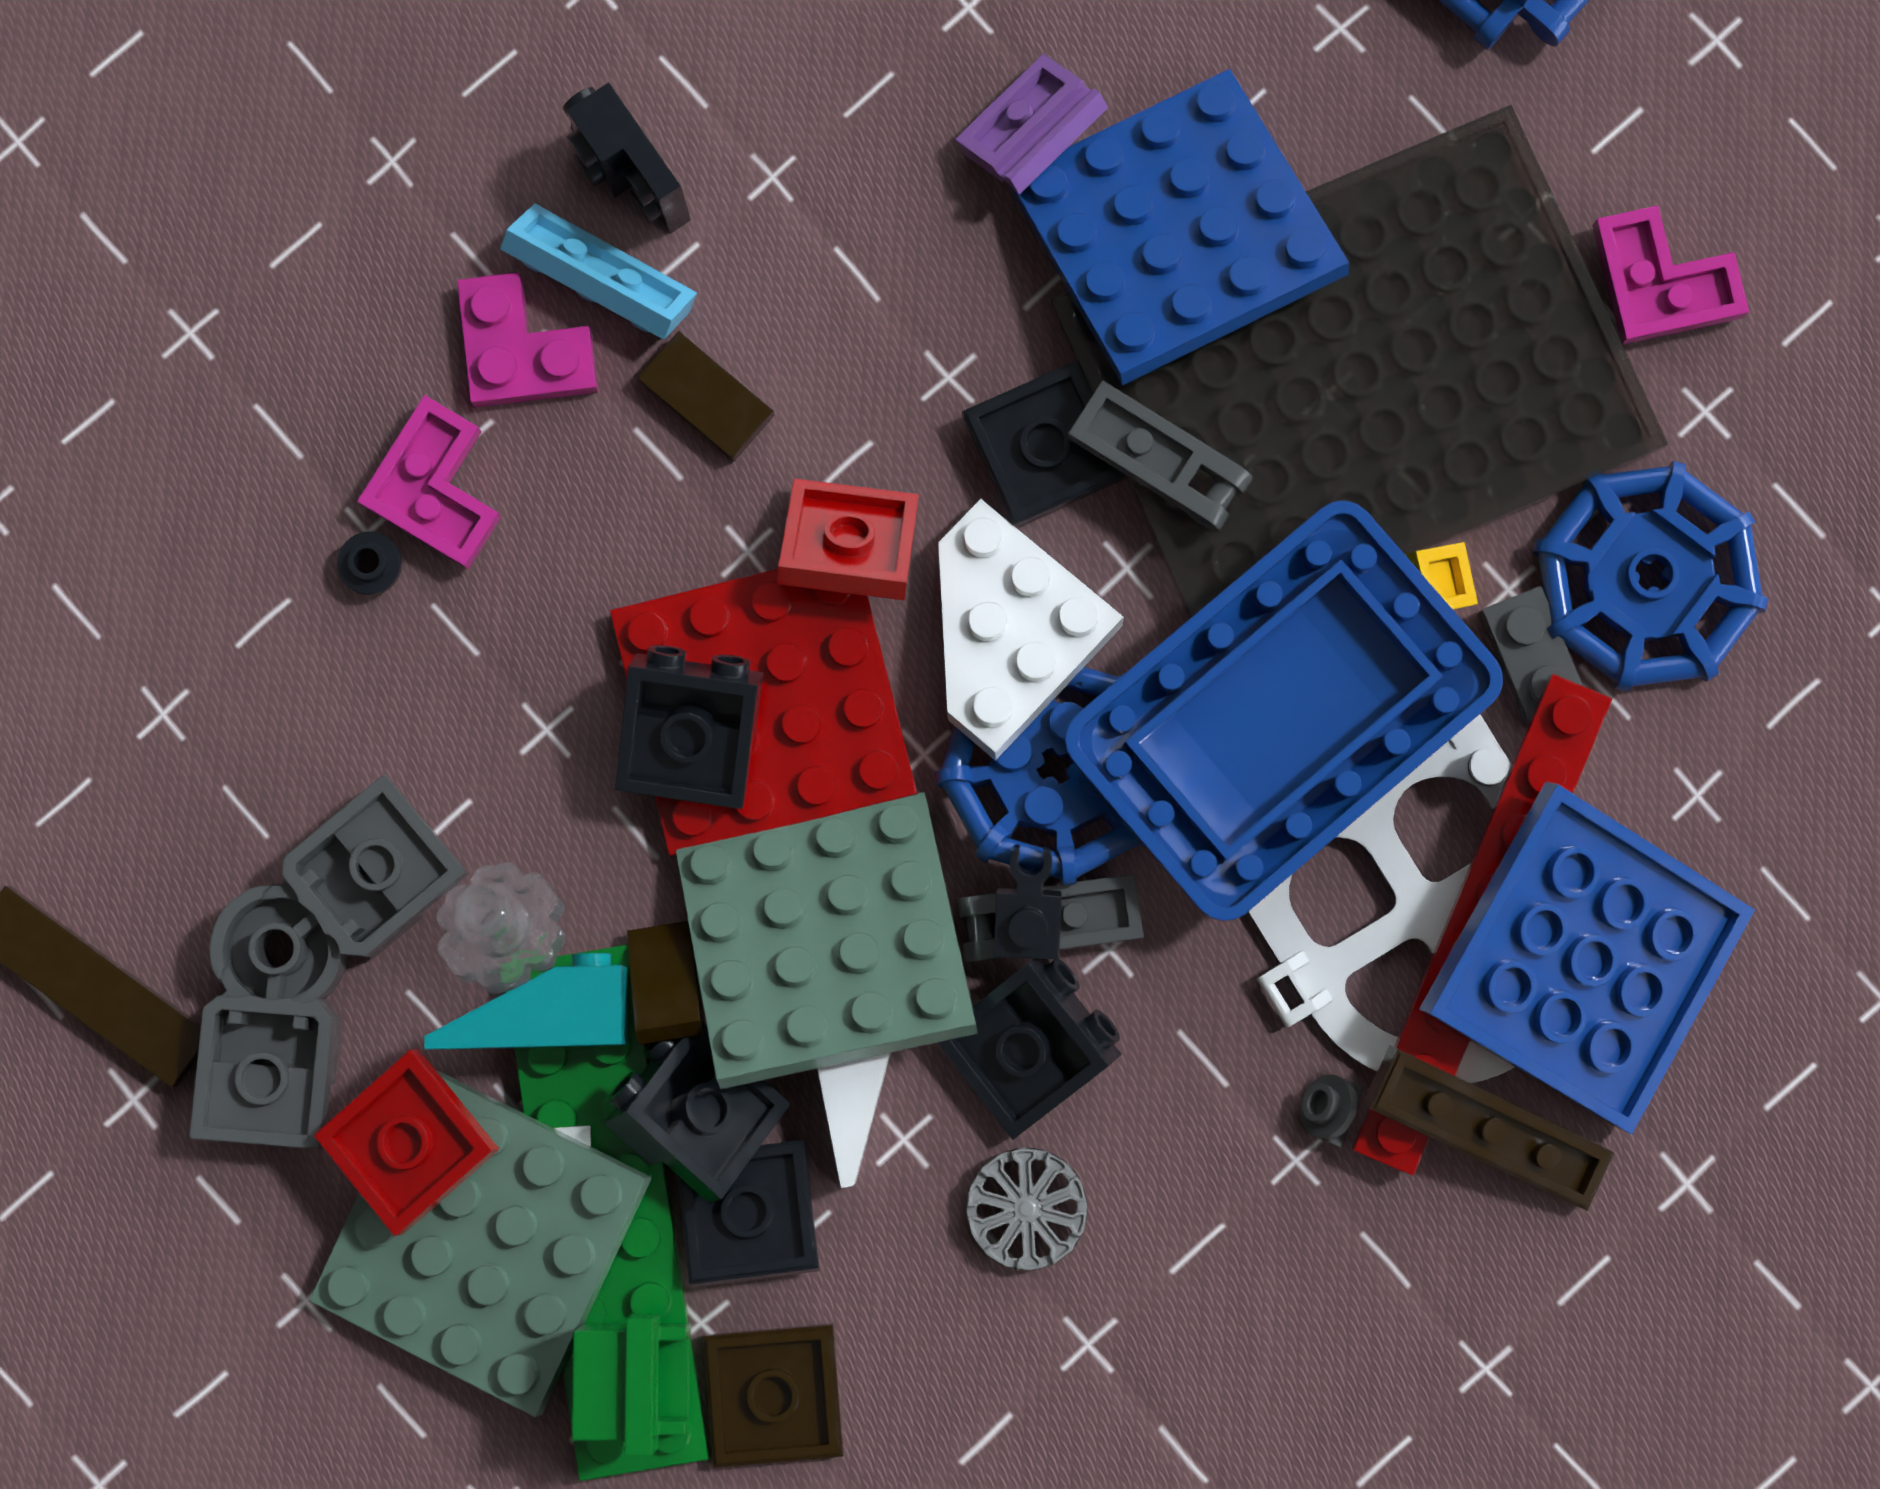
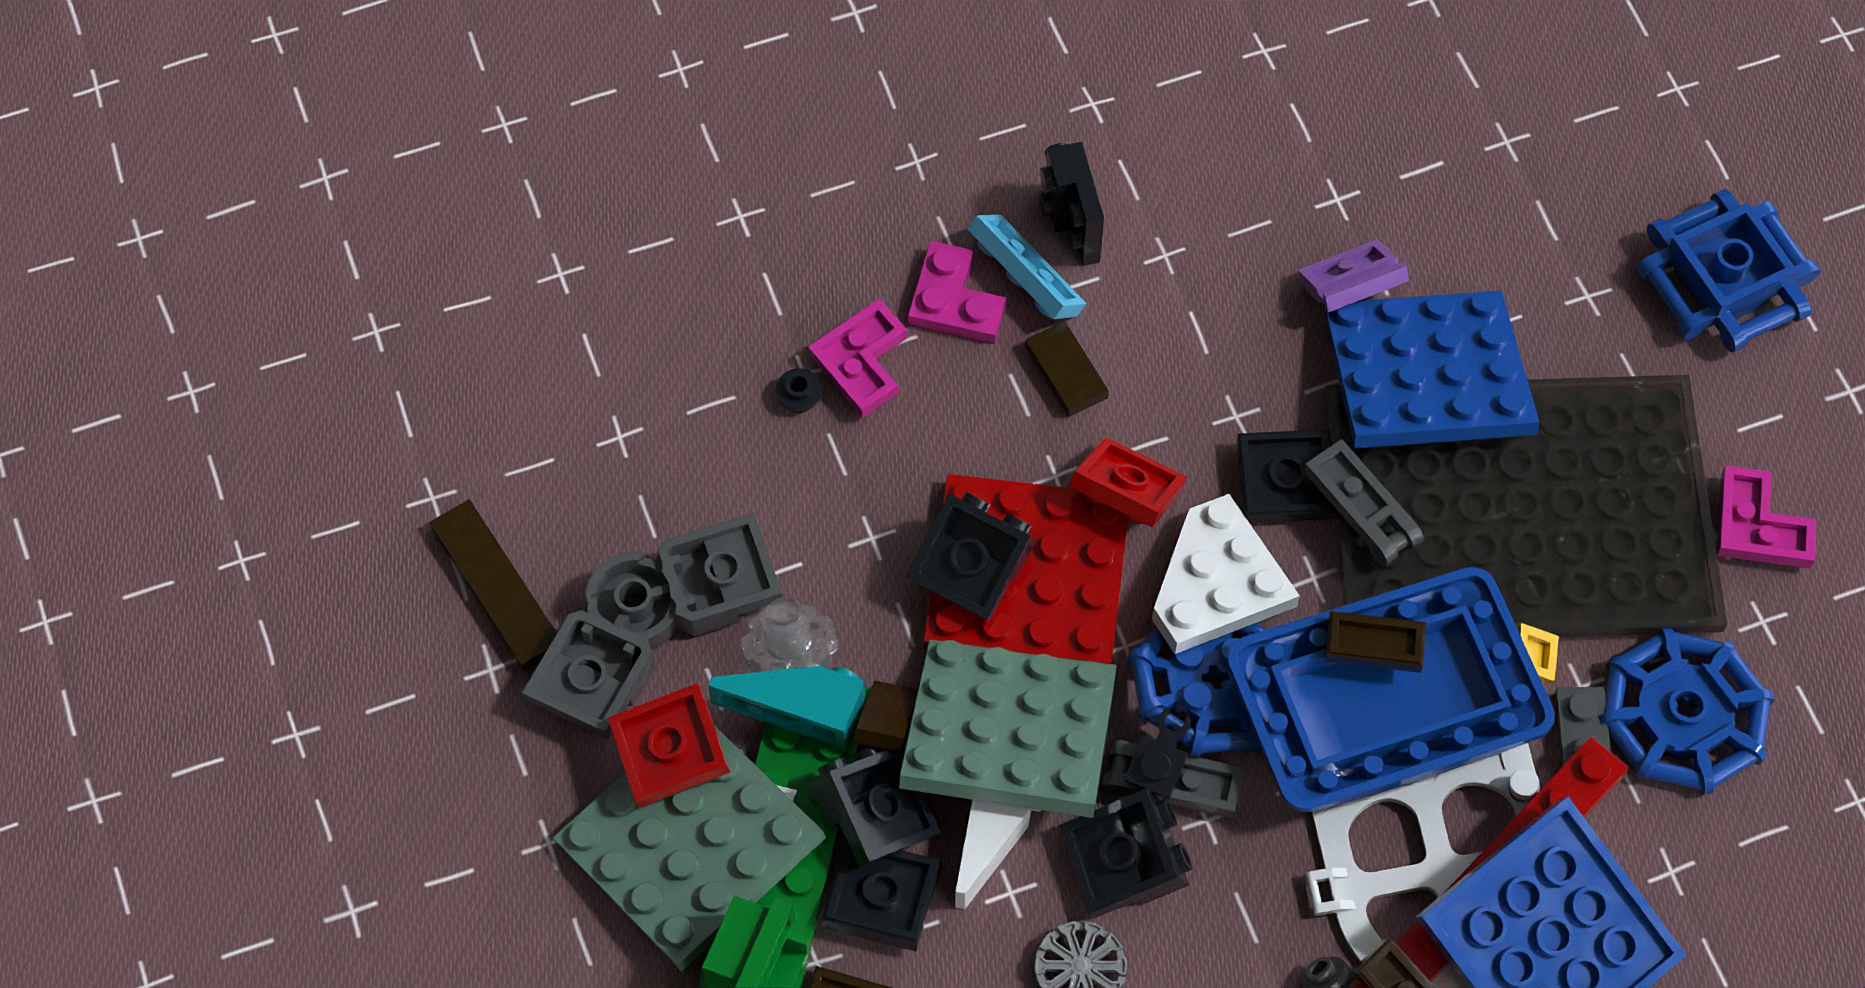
camera: 20 degrees right, 20 degrees down
(1246, 659) = (1375, 641): none -> dark brown tile

